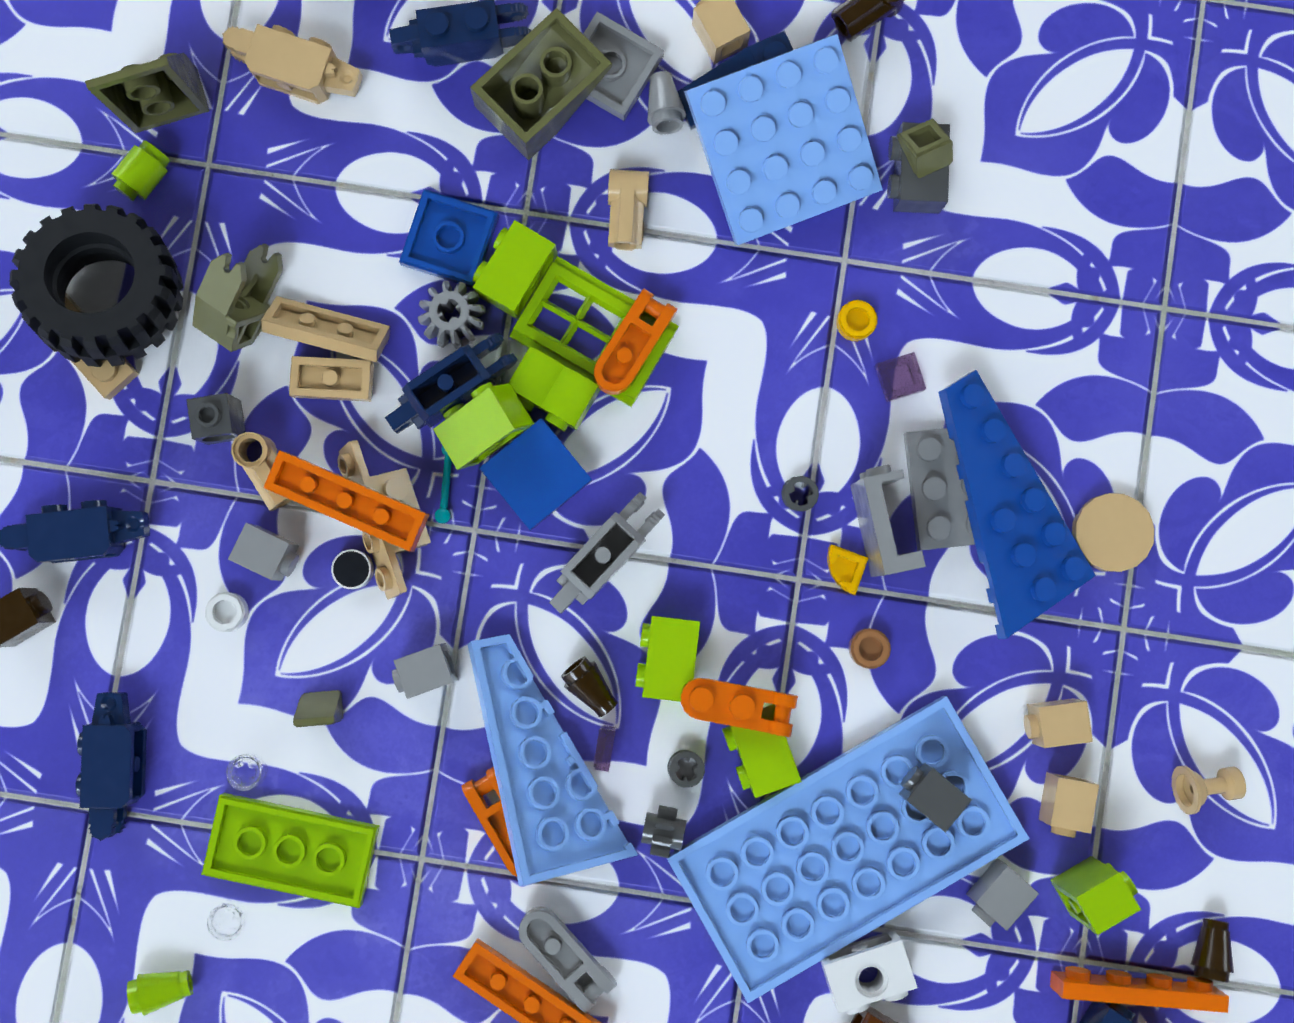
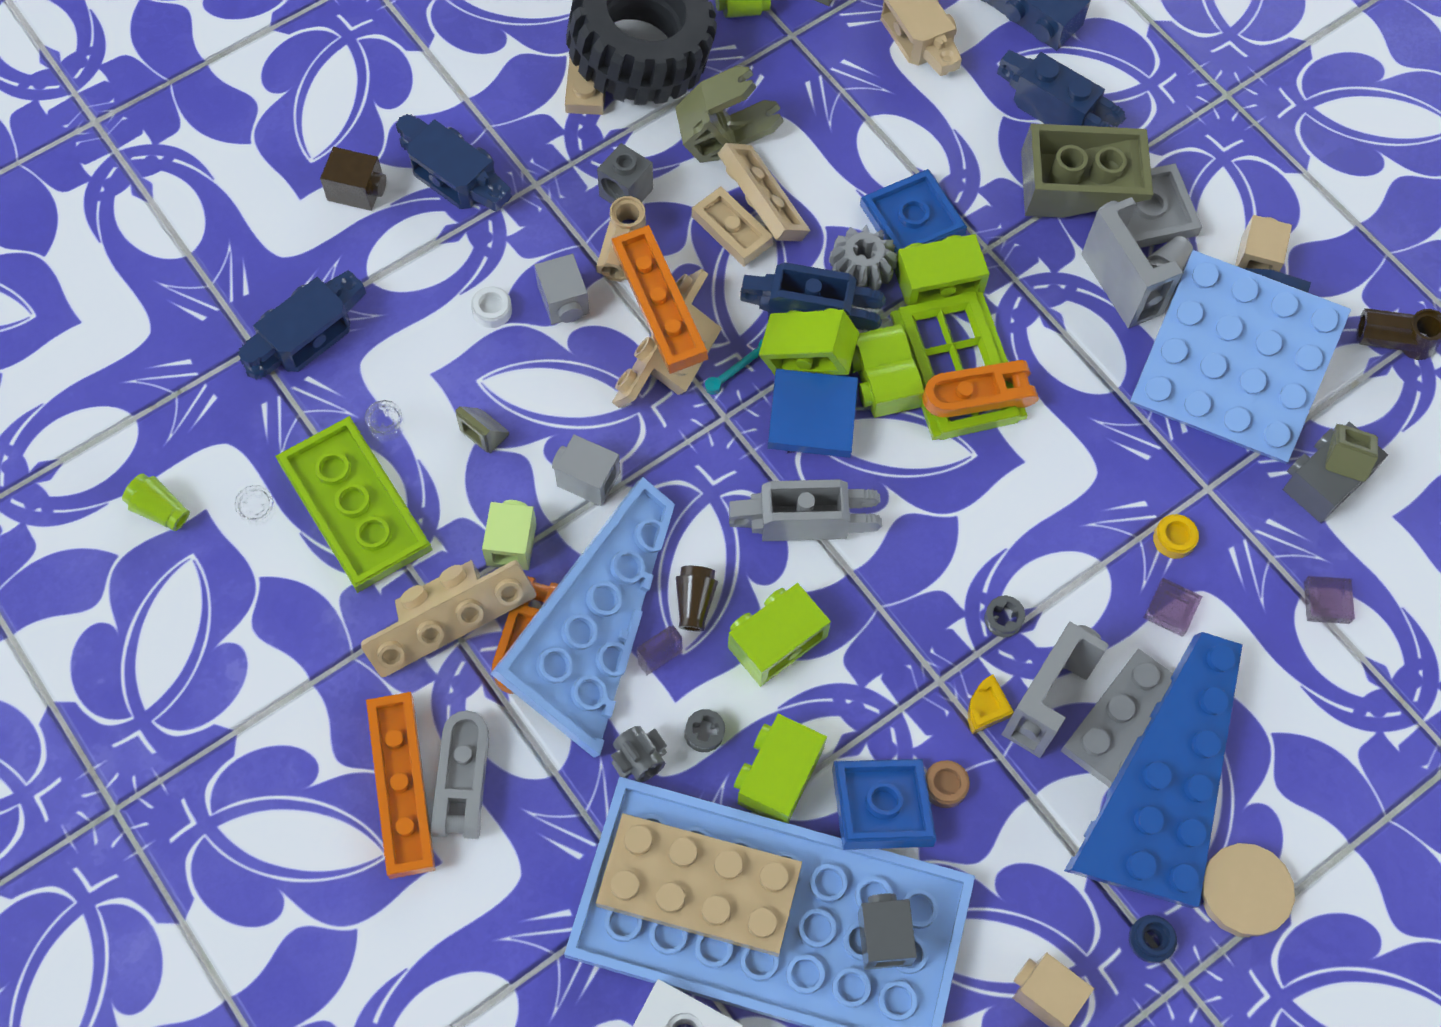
camera: 45 degrees right, 20 degrees down
(352, 569) = (609, 359): black tile -> none
(422, 768) = (509, 534): none -> yellowish green brick
(438, 865) = (446, 611): none -> tan bracket
(627, 199) = (1074, 298): tan piece -> none
(639, 144) = (1122, 268): none -> light grey panel
(738, 705) = (798, 706): orange plate -> none
(787, 879) = (699, 884): none -> tan plate
(846, 706) = (883, 804): none -> blue tile
(994, 270) = (1329, 600): none -> clear purple tile
(1096, 623) = (1164, 932): none -> dark blue plate

